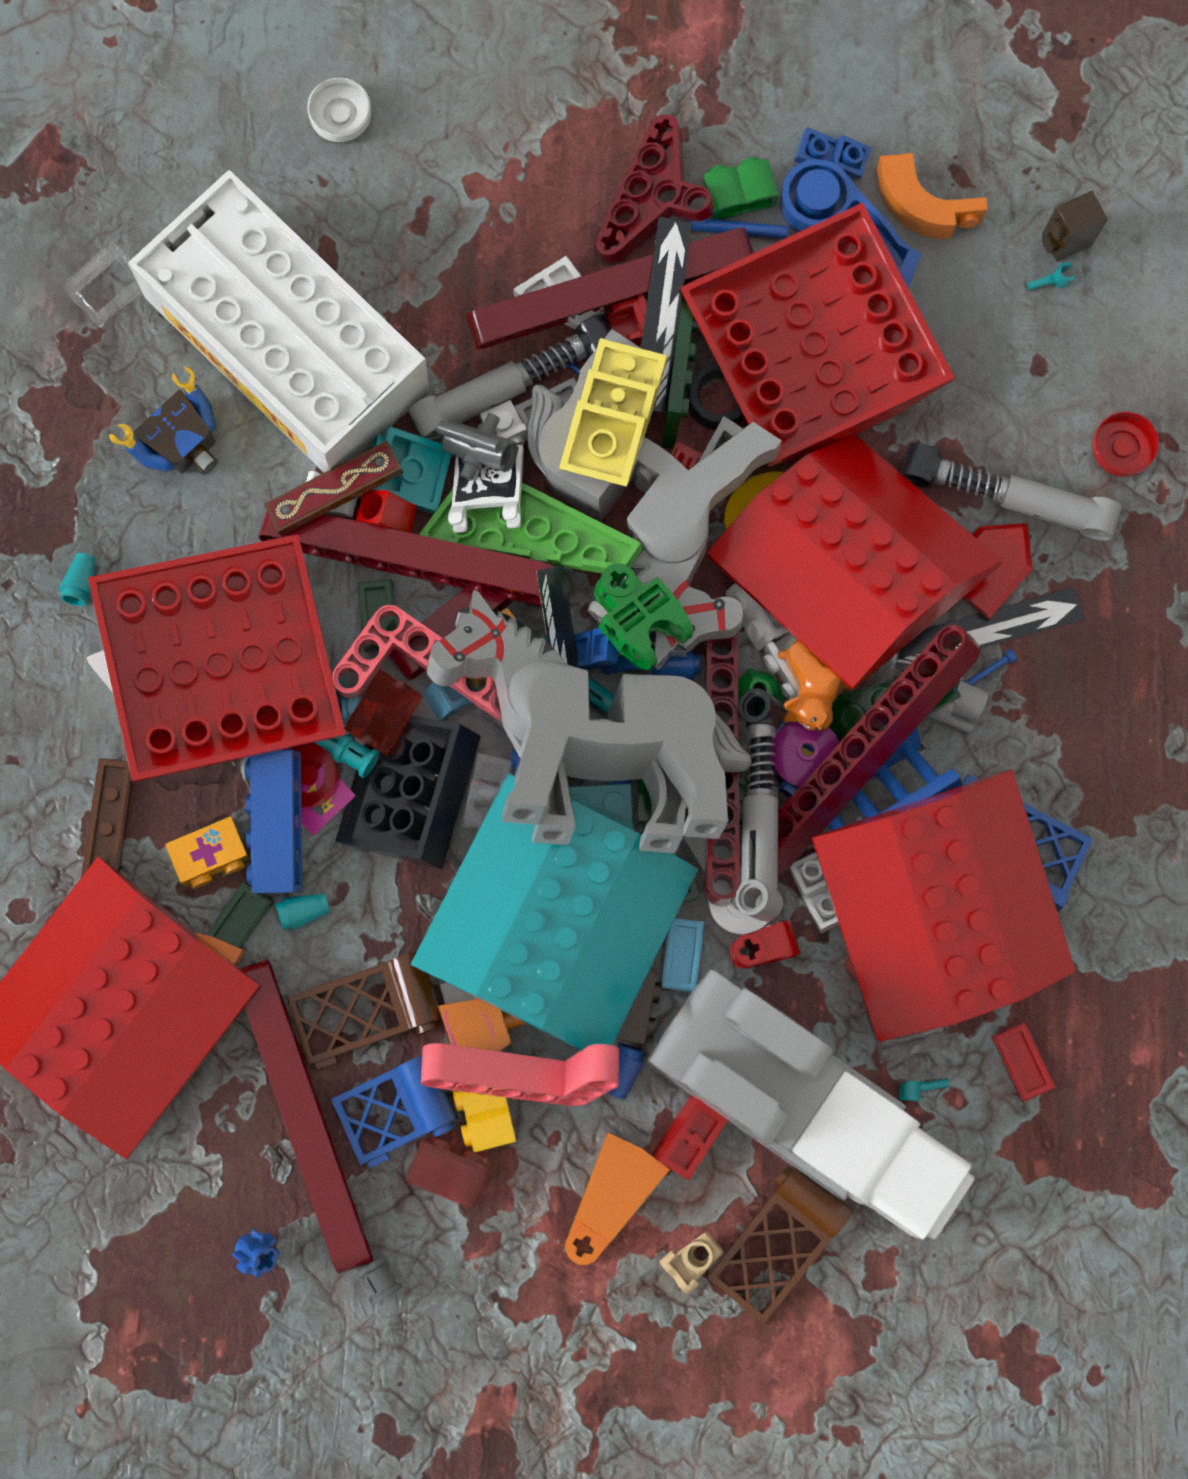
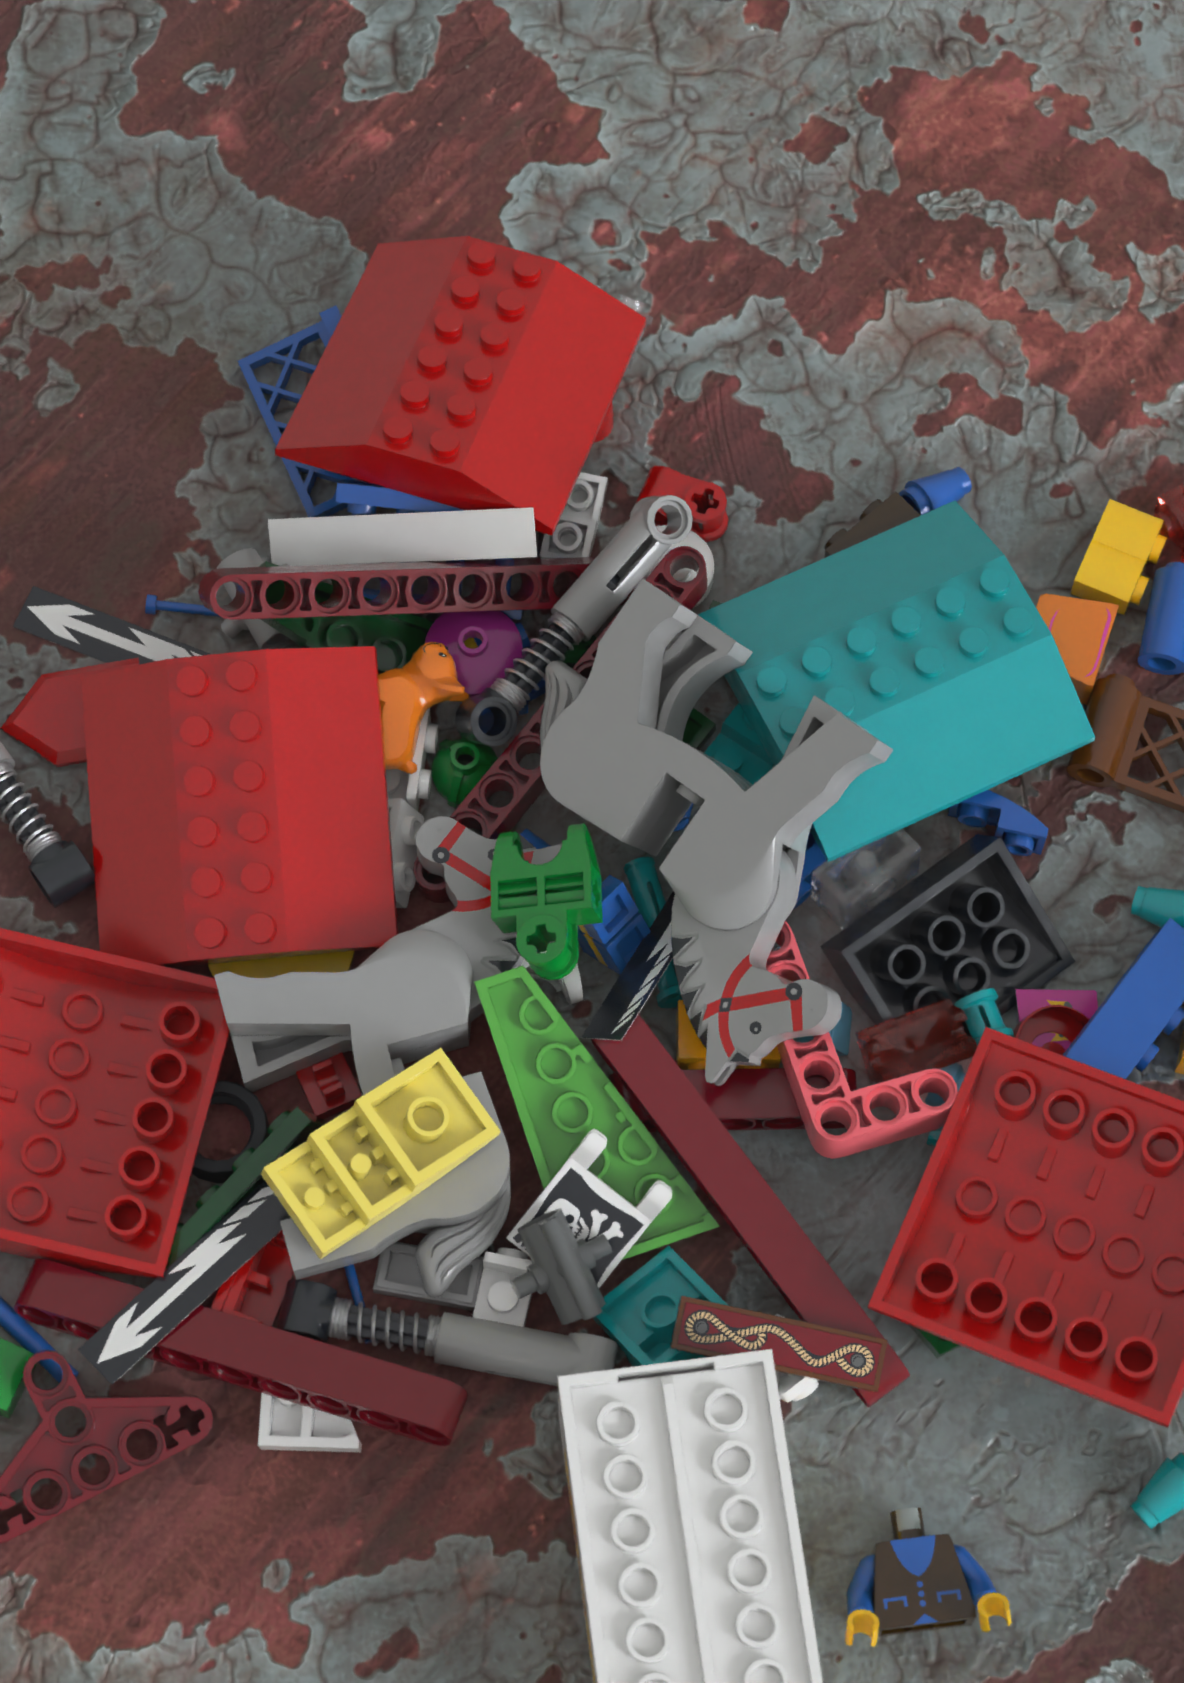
camera: 140 degrees left, 10 degrees down
(371, 598) = (830, 1188): dark green tile -> none
(386, 510) = (737, 1275): red piece -> none
(424, 889) = (1014, 825): none -> blue slope
(522, 1077) = (1051, 544): coral beam -> none
(615, 1191) = (1041, 387): orange piece -> none
(682, 955) = (781, 554): medium azure tile -> none
(686, 1266) = (1008, 269): tan plate -> none
(689, 1137) = (919, 381): red hinge -> none
(808, 1204) = (844, 236): reddish brown piece -> none
(809, 1106) = (783, 309): piece -> none
(896, 780) = (403, 537): none -> white sticker
(911, 1089) = (643, 268): teal hand -> none
(1023, 1062) = (507, 207): red tile -> none

